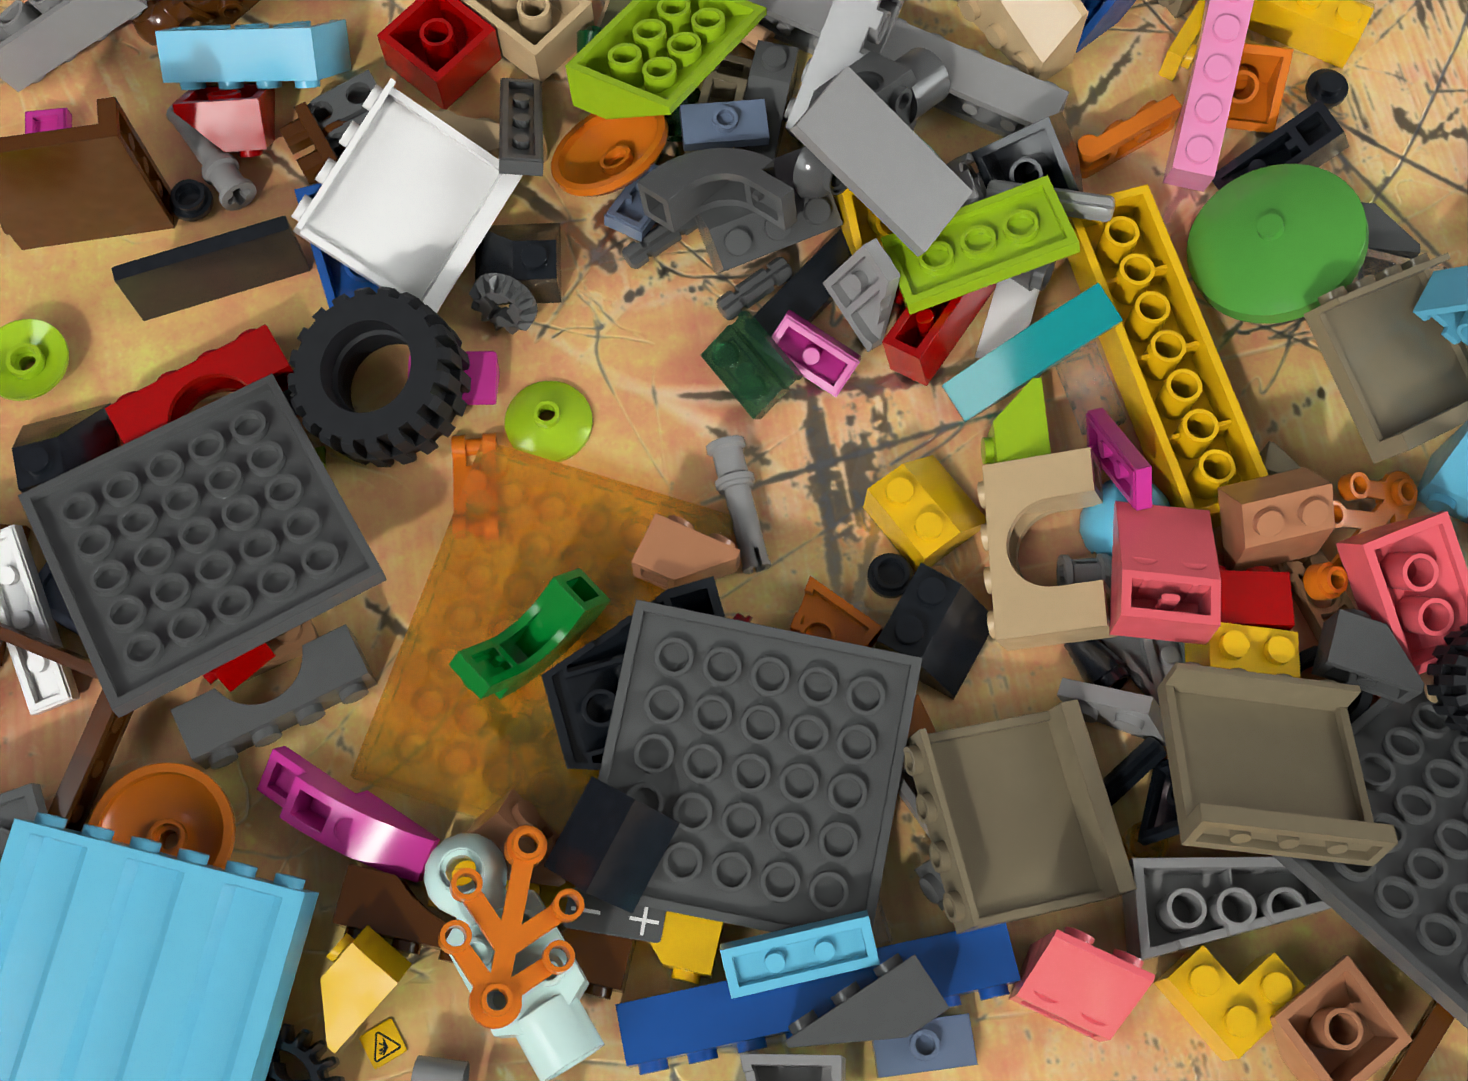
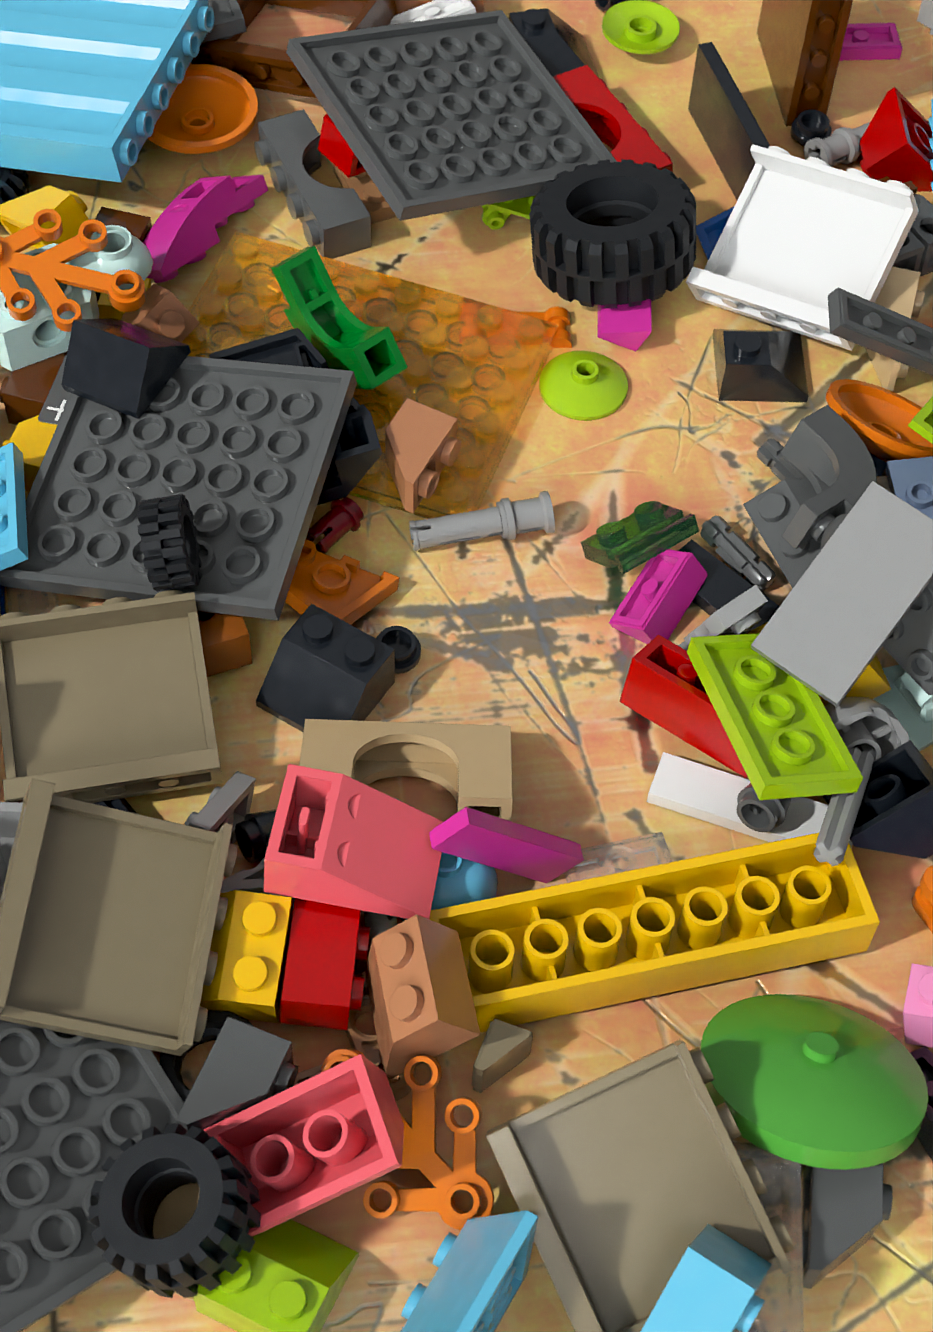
camera: 90 degrees right, 15 degrees down
(500, 289) = (703, 334): dark grey gear -> none
(876, 752) = (169, 542): none -> black tyre
(923, 511) = (466, 675): yellow slope -> none
(1019, 429) = (558, 781): lime slope -> none
(1032, 352) = (653, 789): teal slope -> none

